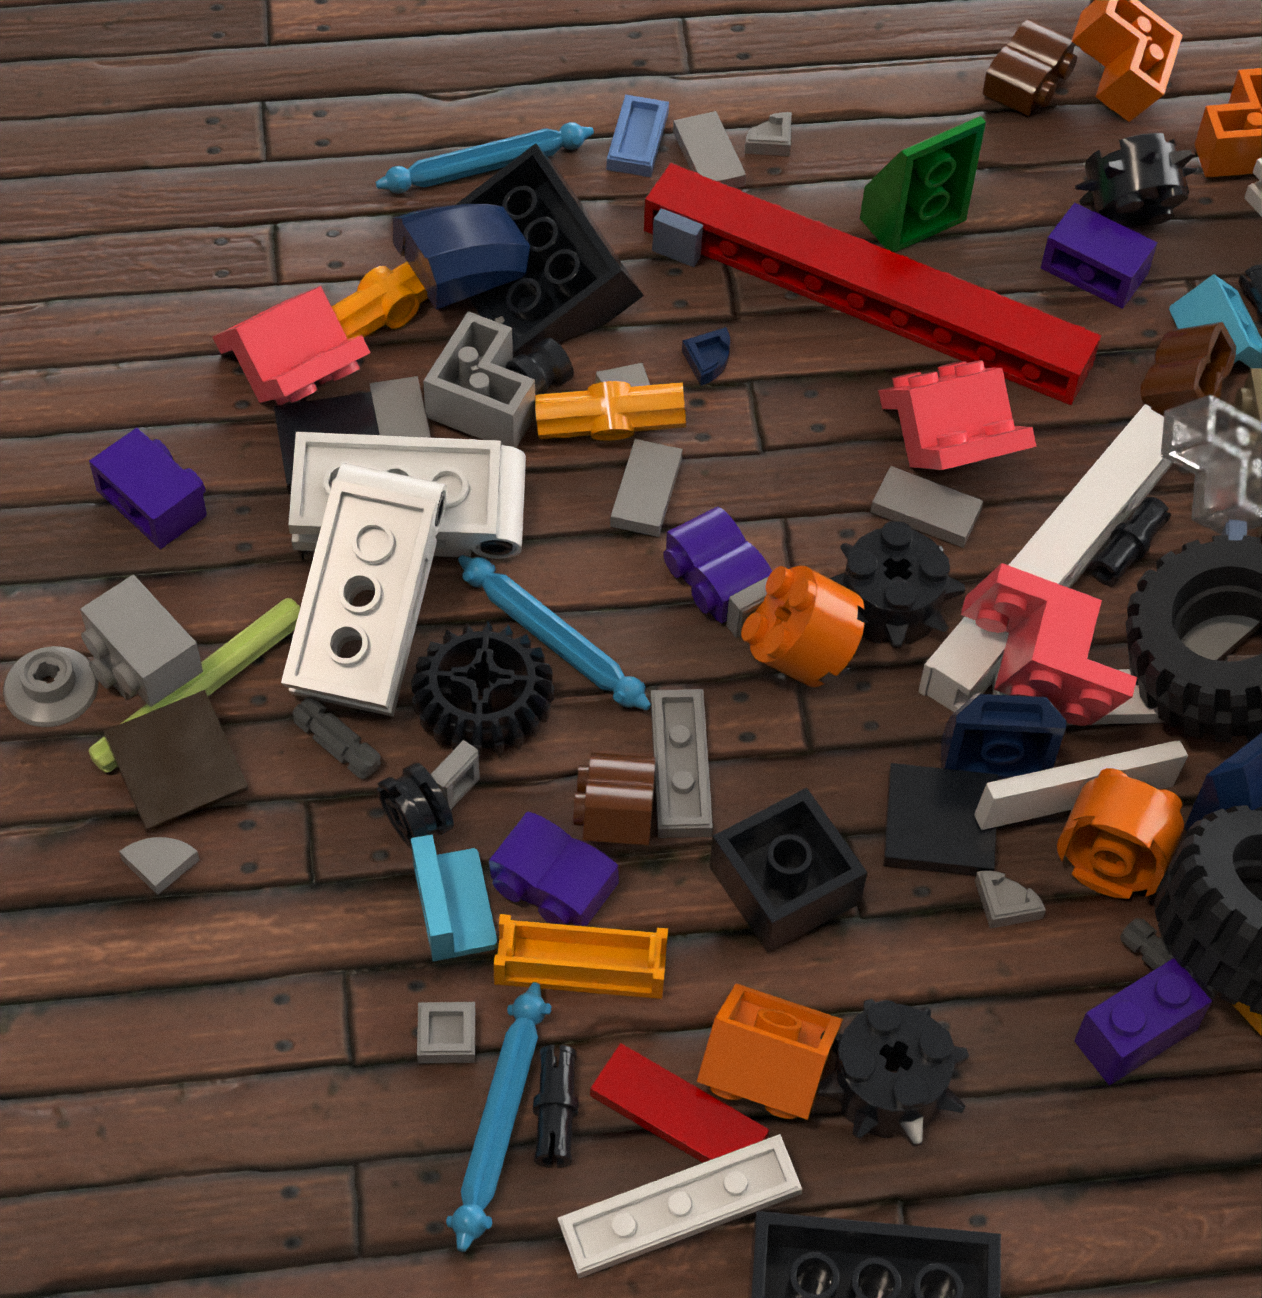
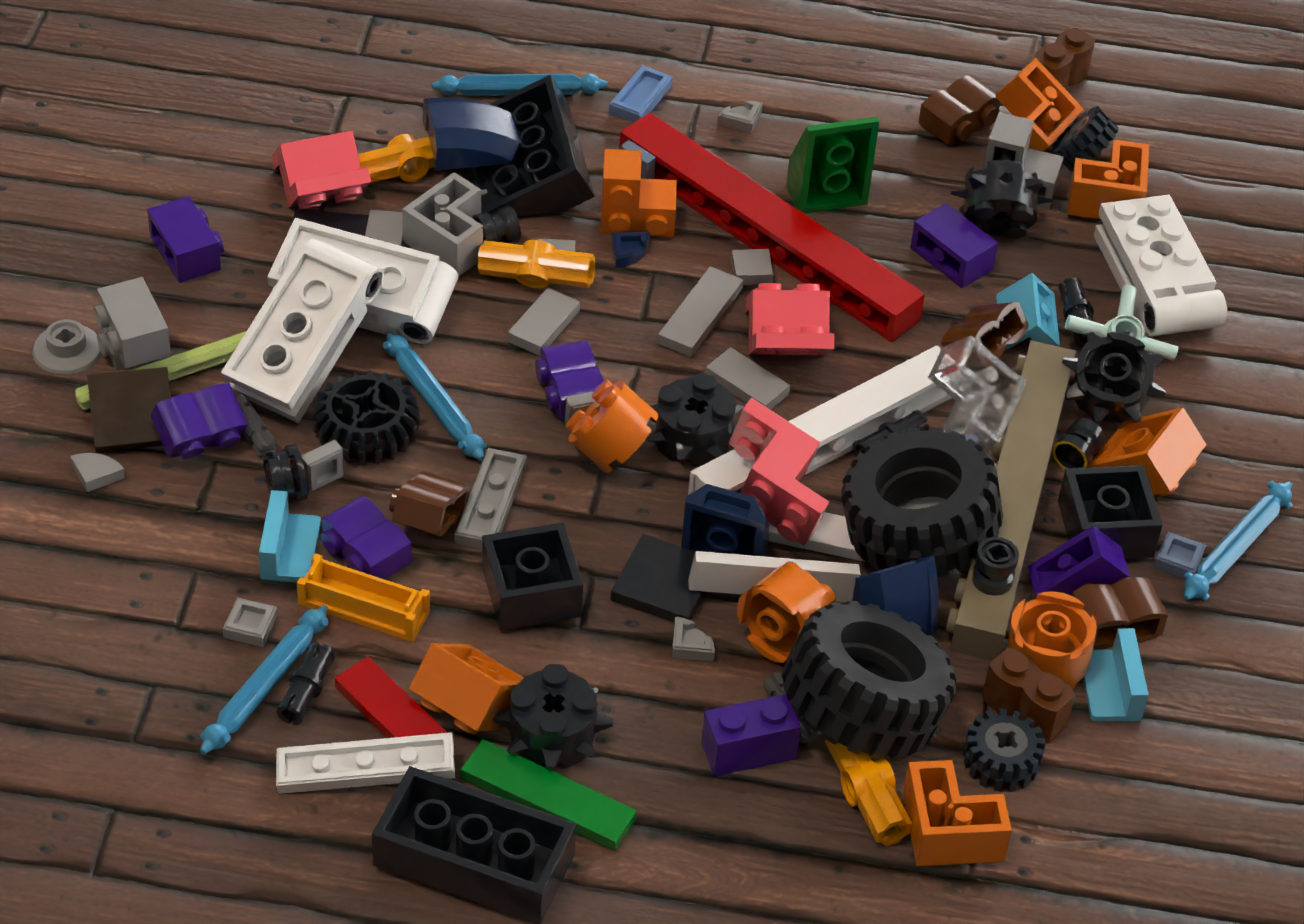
camera: 15 degrees right, 10 degrees down
(274, 756) = (199, 421): none -> dark purple brick
(696, 291) = (634, 202): none -> orange brick
(709, 149) = (689, 114): light grey tile -> none
(831, 423) = (700, 311): none -> light grey tile
(868, 344) = (752, 266): none -> light grey tile
(923, 1178) = (544, 790): none -> green tile
(1125, 110) = (1011, 142): none -> light grey brick
(1200, 74) = (1085, 137): none -> black wheel

